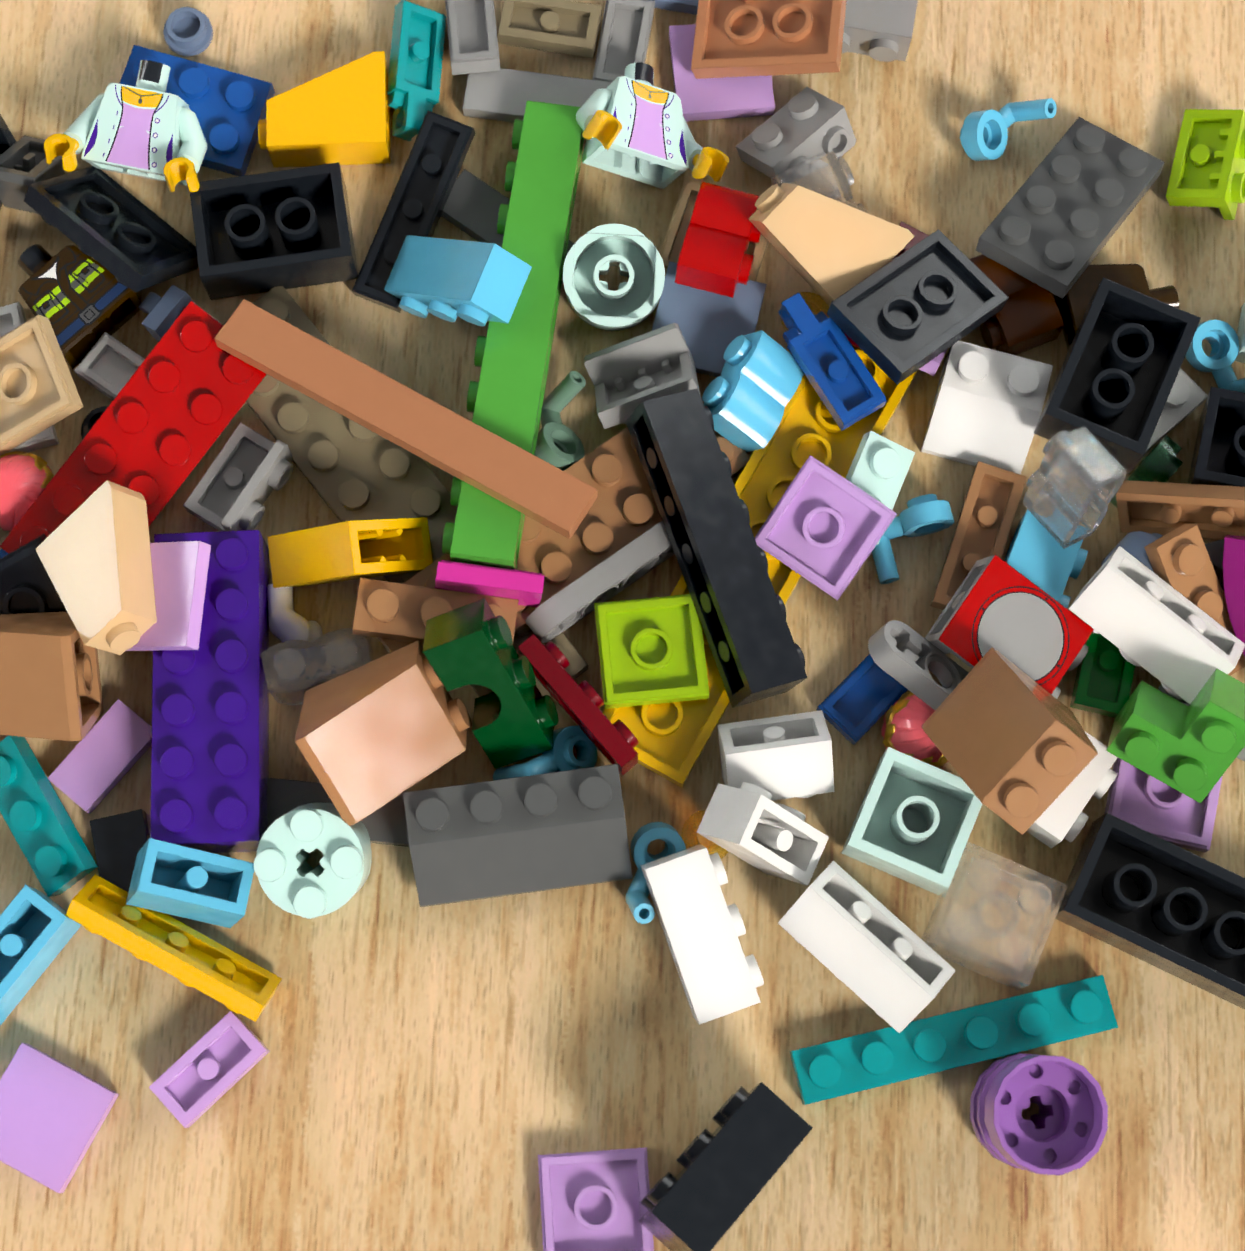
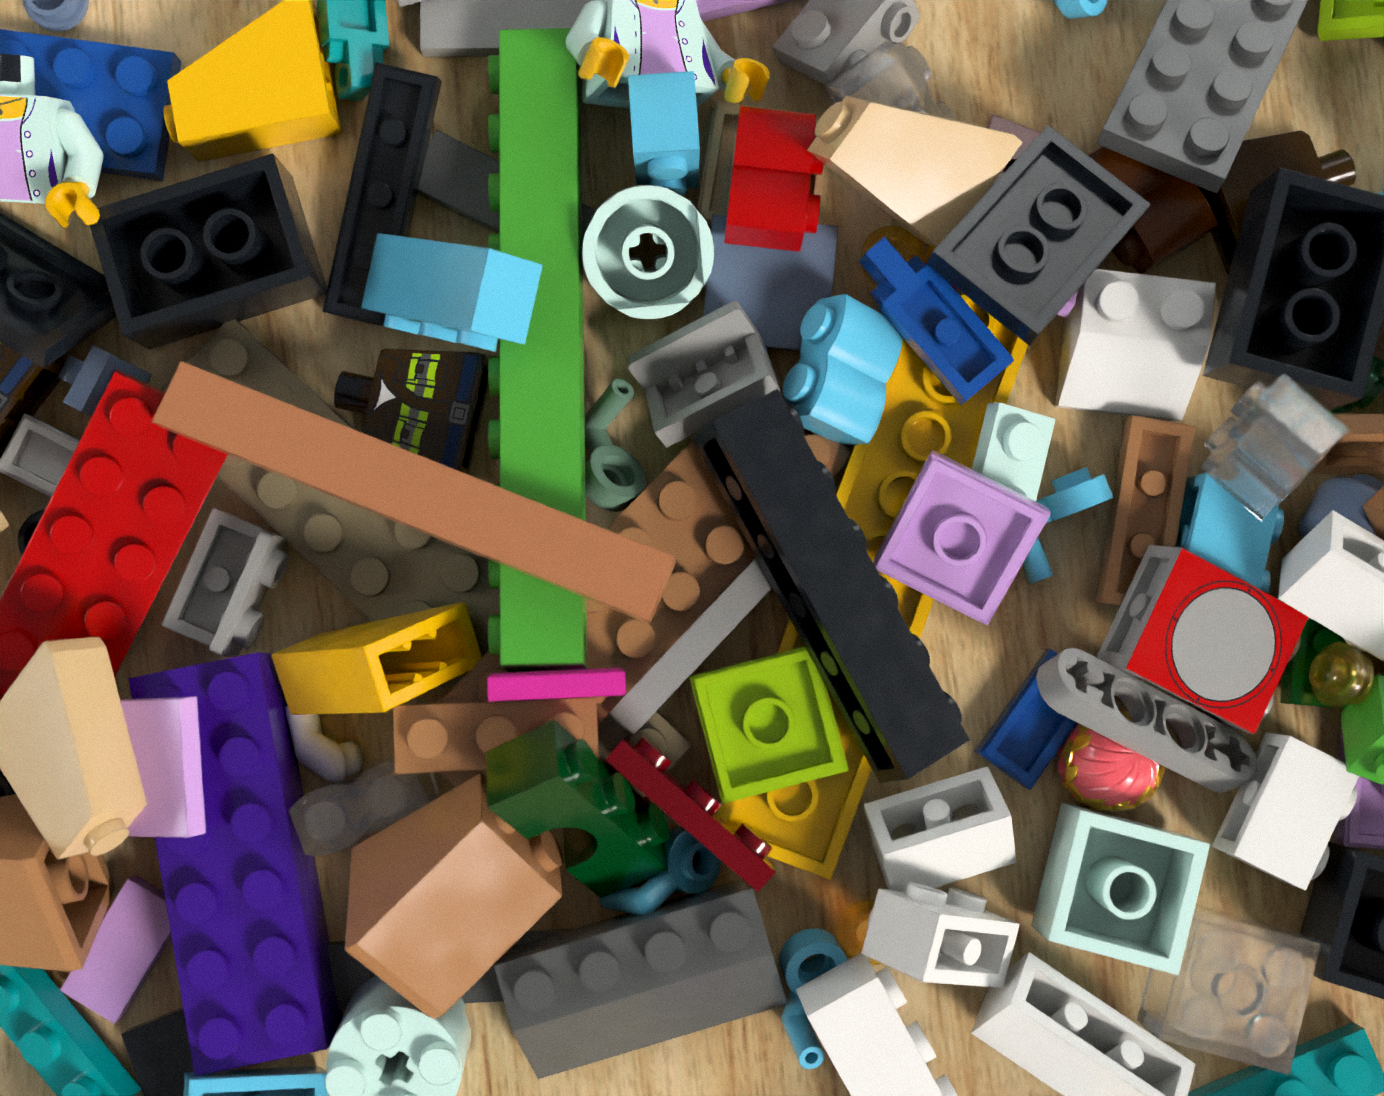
camera: 10 degrees left, 10 degrees up
(422, 359) = (421, 402): none -> torso
(642, 188) = (665, 130): none -> medium azure brick
(1009, 740) = (1242, 797): medium nougat slope -> none
(1113, 679) = (1341, 675): none -> clear yellow plate

